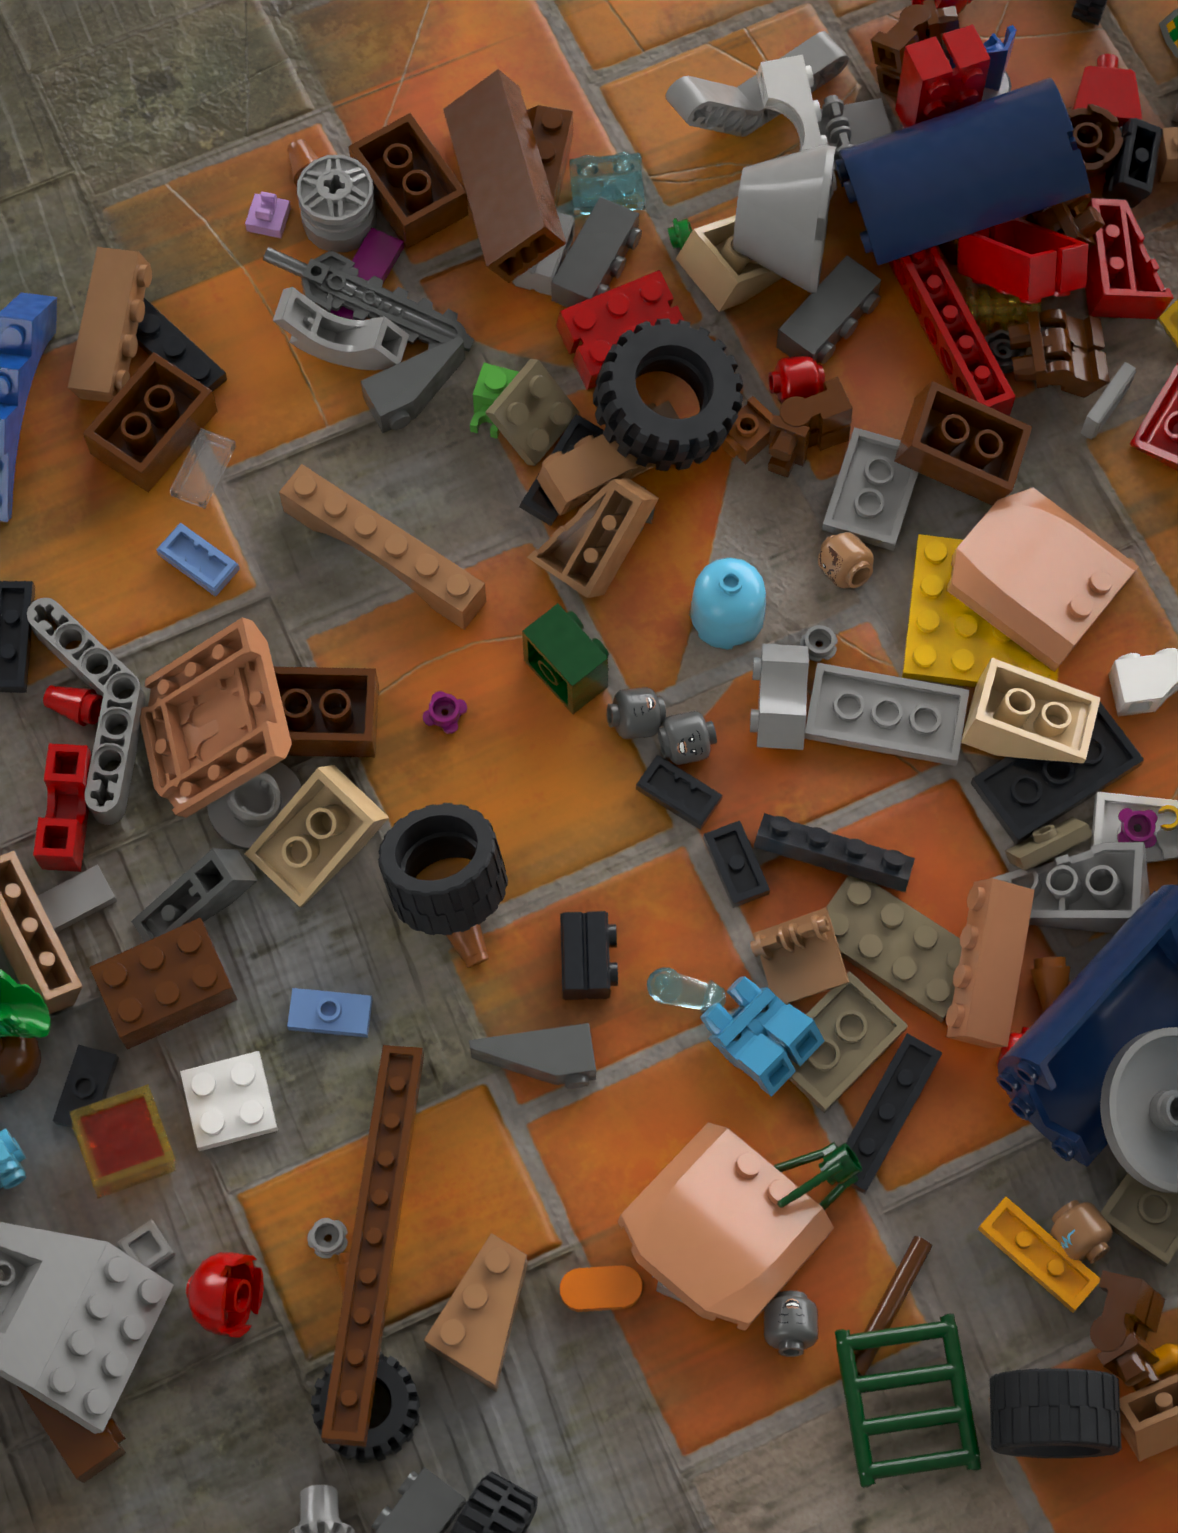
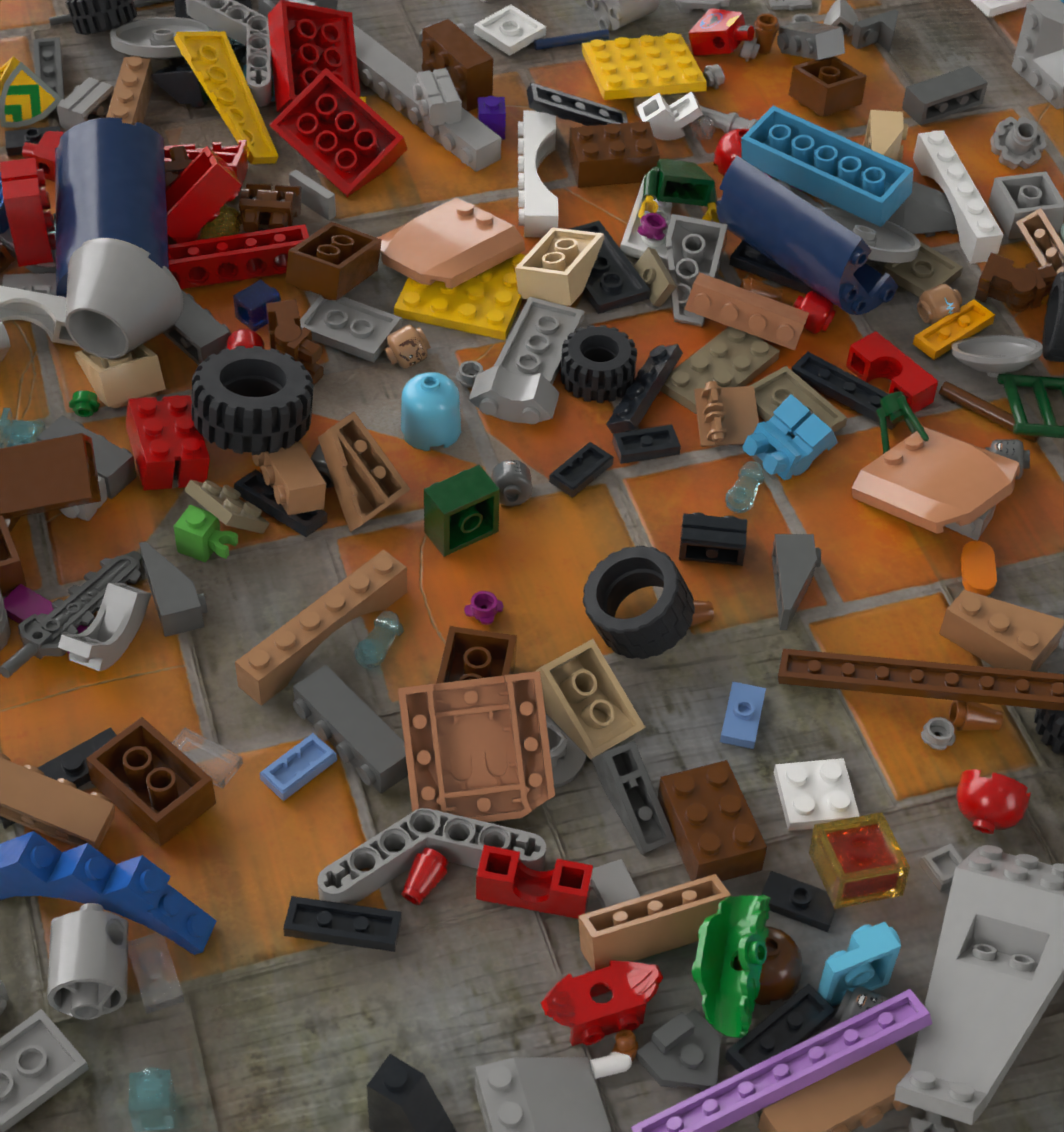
camera: 85 degrees left, 20 degrees down
(257, 589) = (351, 728): none -> dark grey brick
(372, 607) = (376, 645): none -> clear light blue piece
(686, 737) = (540, 453): dark grey head -> none
(864, 759) = (598, 363): none -> black tyre
(884, 379) = (251, 304): none -> clear blue brick
(904, 1195) = (879, 358): none -> red arch
(989, 1307) = (997, 353): none -> light grey dish
(1137, 54) = (17, 138): none -> black plate

